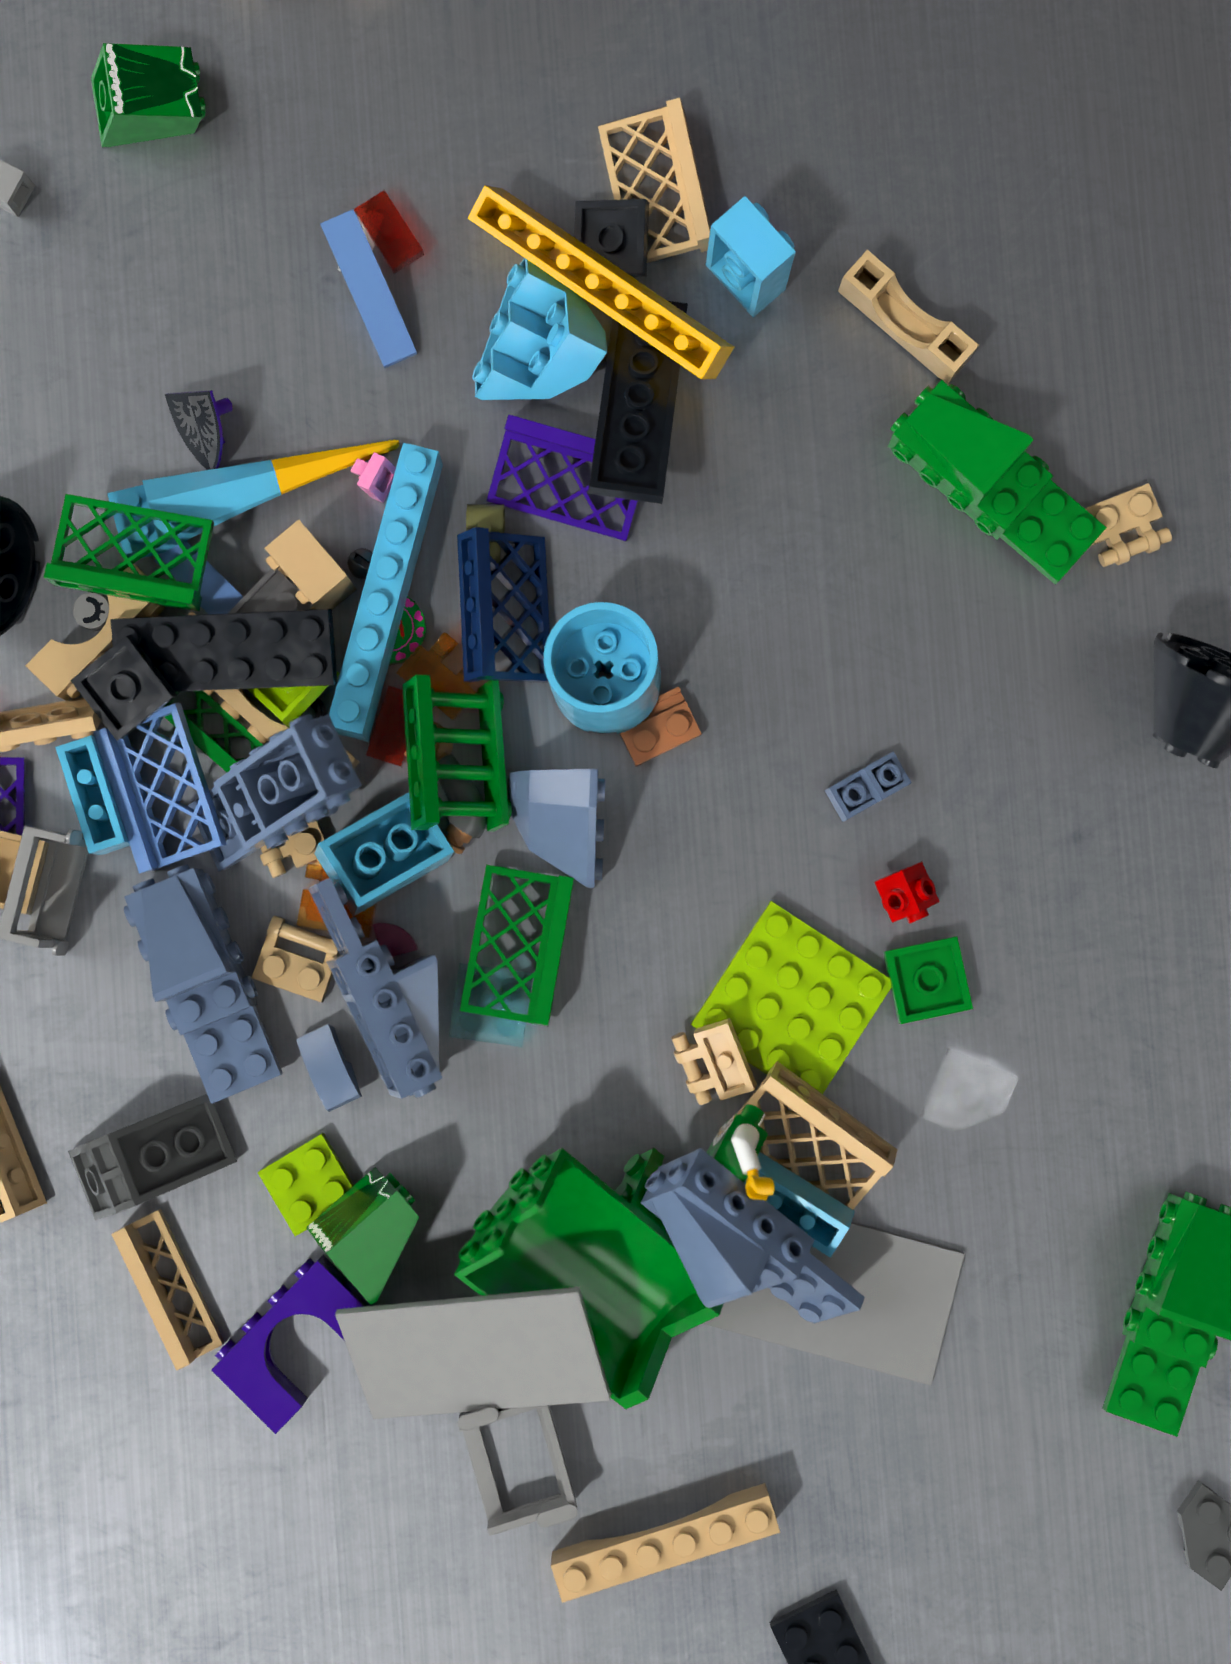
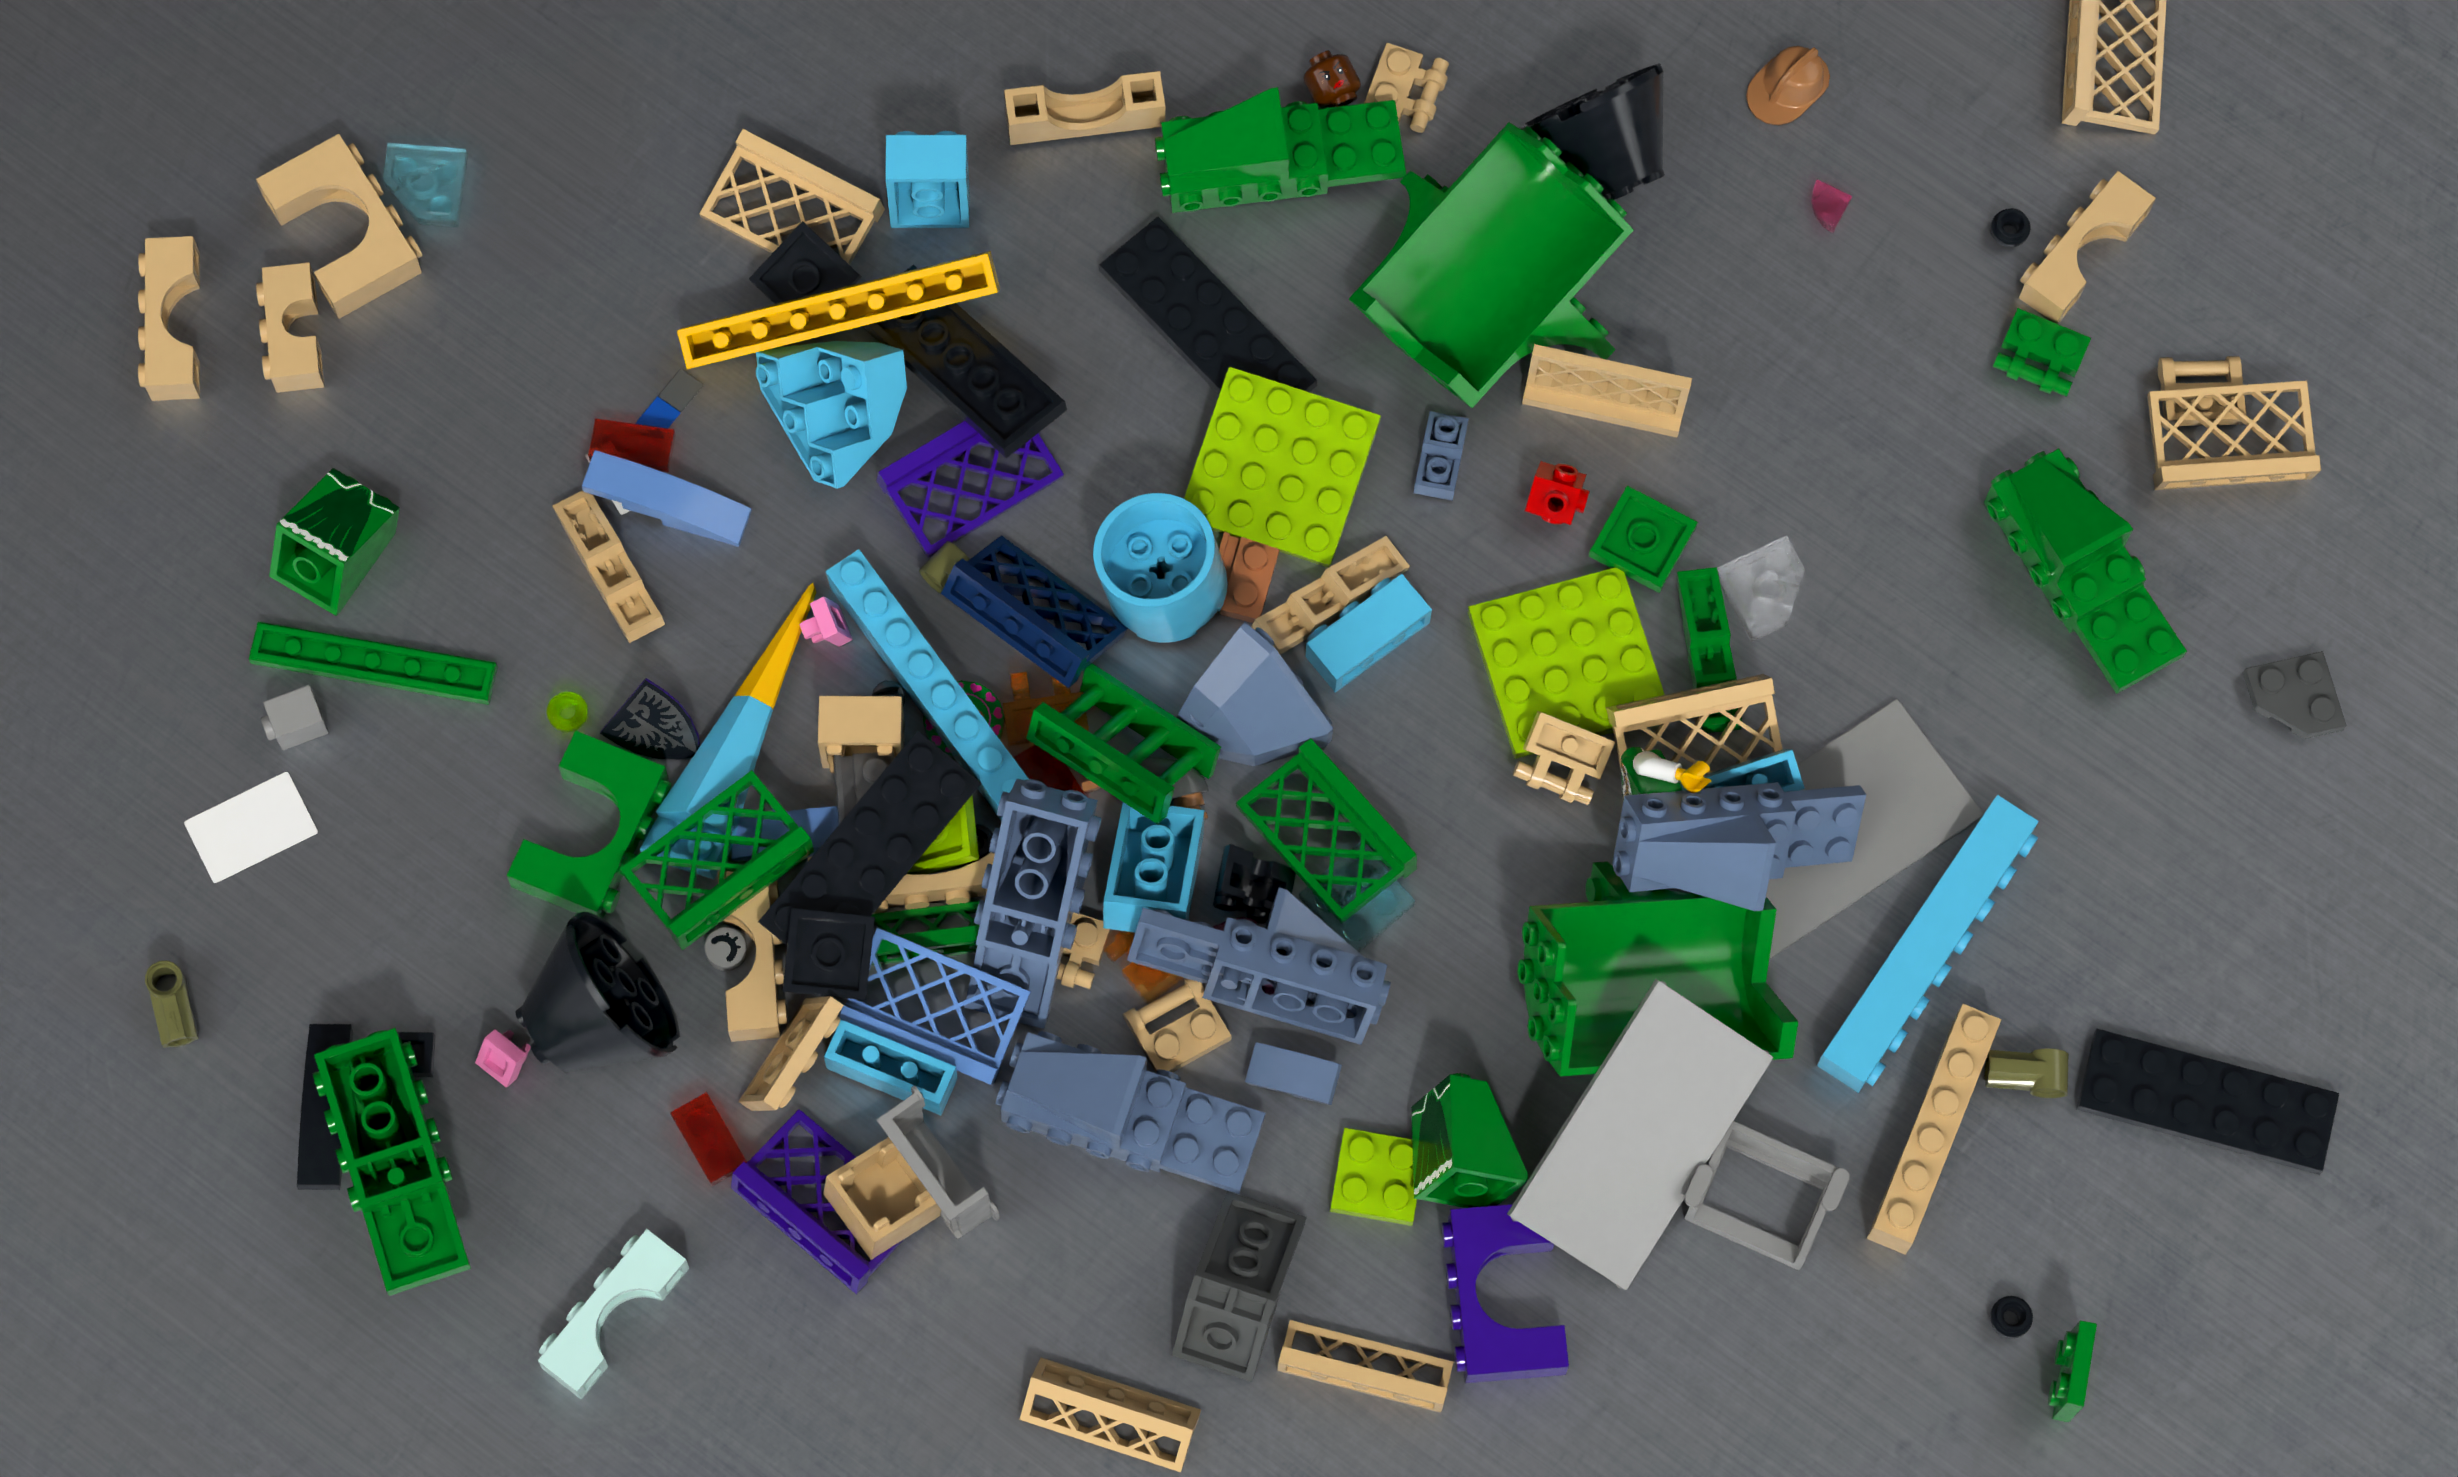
camera: 50 degrees left, 15 degrees down
(89, 201) = (373, 663): none -> green tile
(144, 453) = (593, 880): none -> green arch
(160, 350) = (563, 701): none -> clear neon green plate
(290, 294) = (608, 565): none -> tan slope
(437, 926) = (1250, 883): none -> black cylinder
(444, 231) = (671, 401): none -> sticker
(691, 847) = (1367, 631): none -> medium azure brick
(695, 799) = (1327, 596): none -> tan slope
(758, 683) = (1281, 466): none -> lime plate
(769, 1579) = (2040, 1072): none -> olive piece
(799, 1427) = (1927, 945): none -> medium azure brick
(823, 543) = (1197, 311): none -> black plate
(896, 1082) = (1706, 636): none -> green slope
(1013, 865) = (1606, 390): none -> tan fence
(1038, 707) = (1494, 264): none -> green cylinder
(1084, 470) = (1332, 80): none -> reddish brown head

